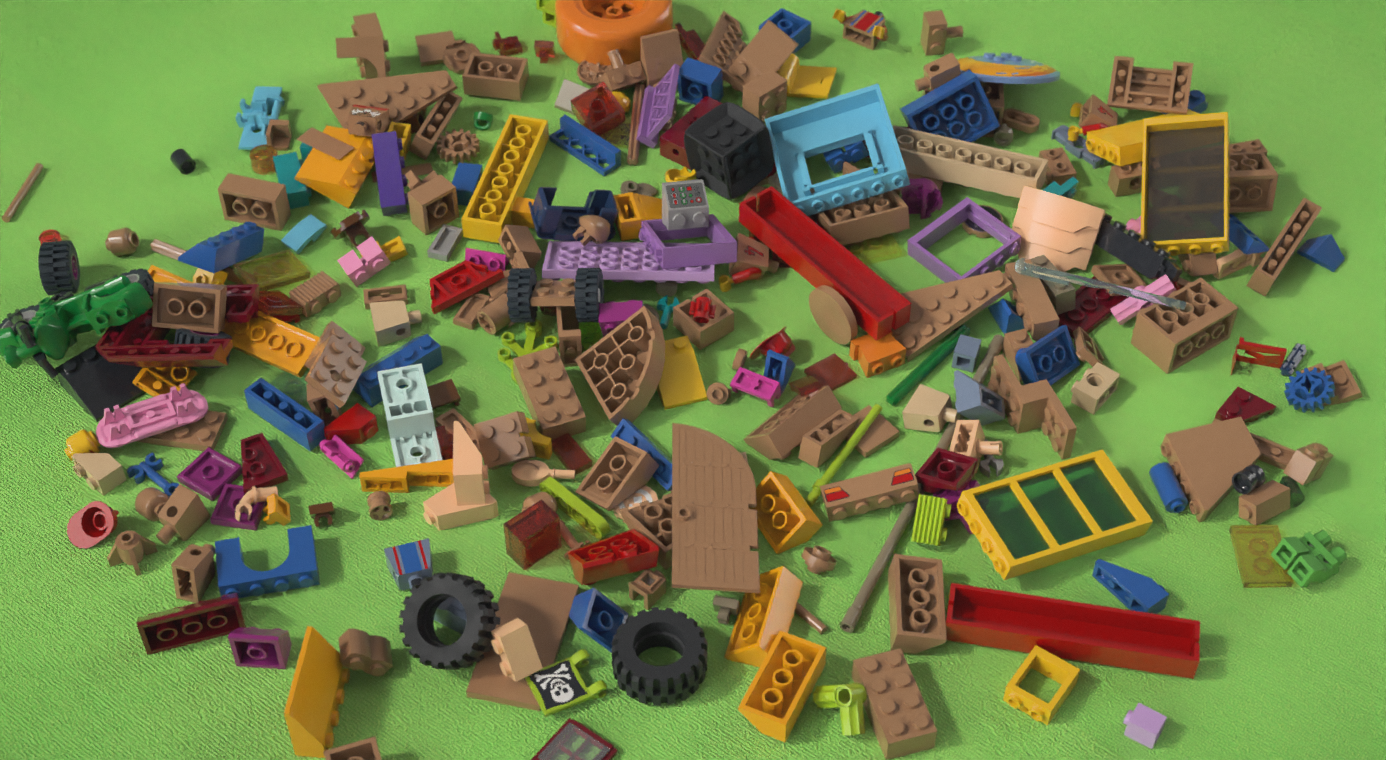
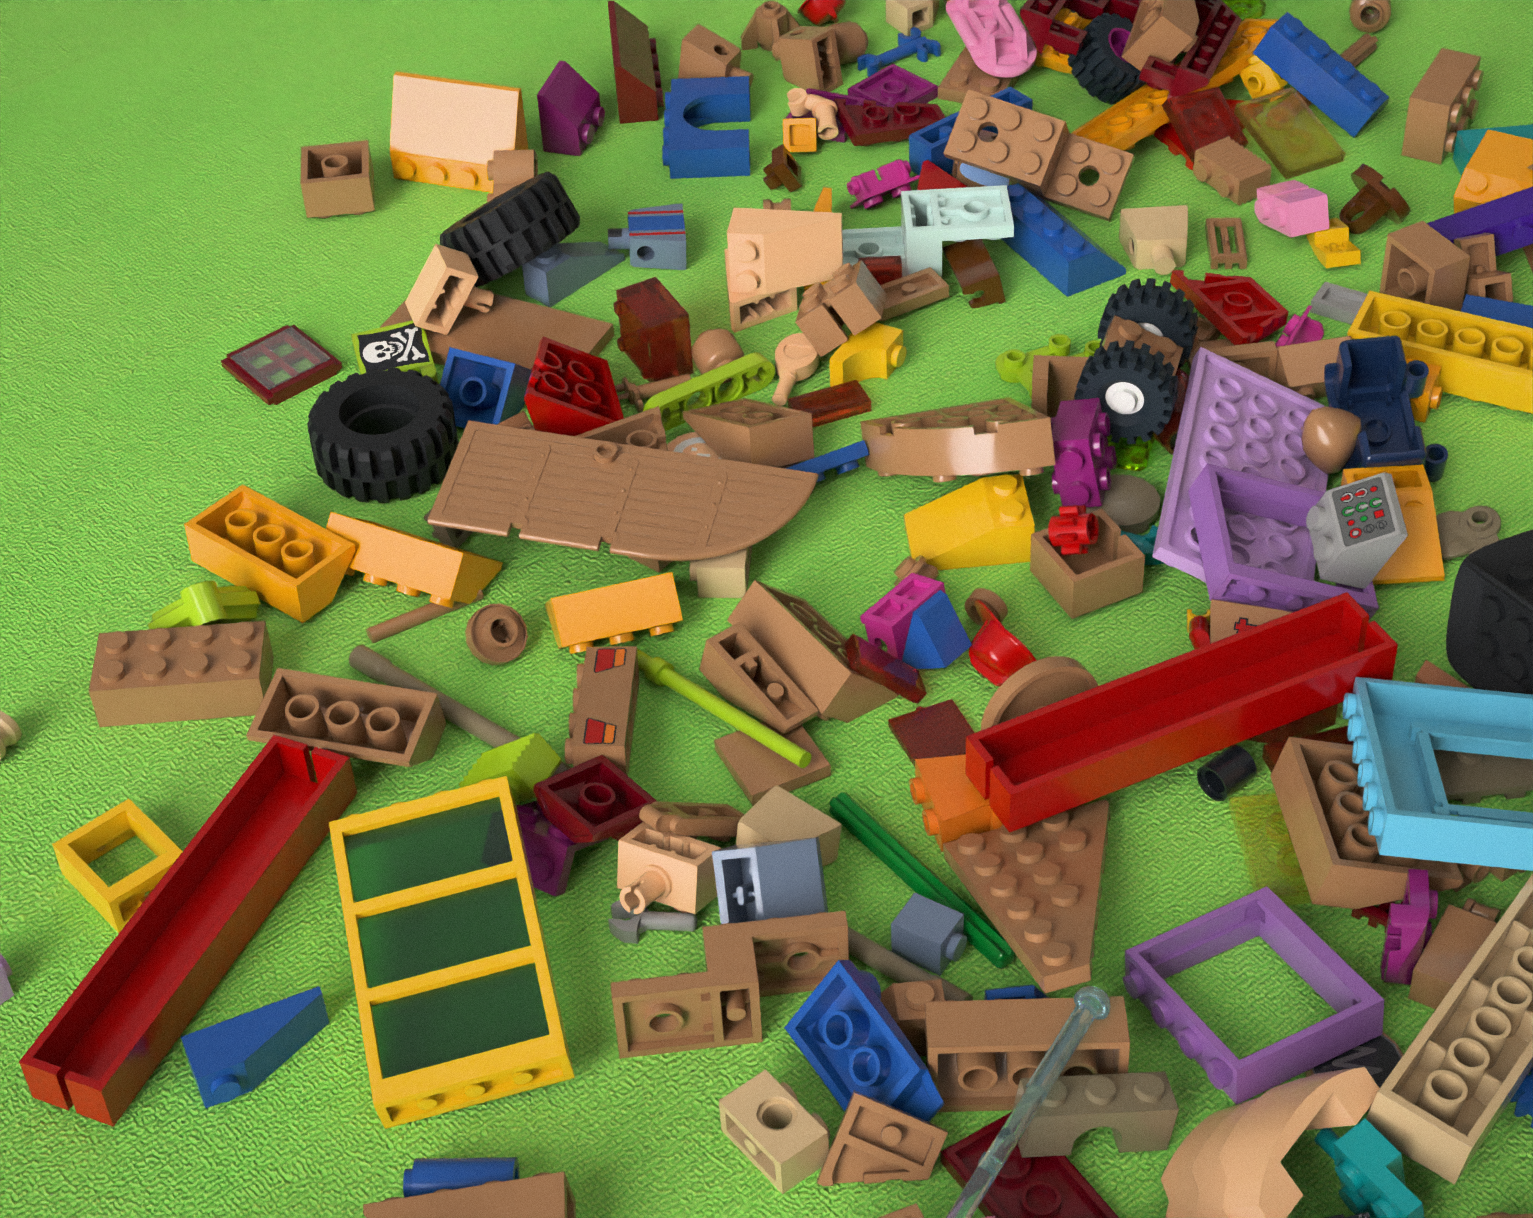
camera: 105 degrees right, 5 degrees down
(301, 234) = (1386, 161): medium azure slope -> none
(549, 393) = (943, 367): medium nougat brick -> none
(932, 437) = (693, 819): none -> medium nougat hinge

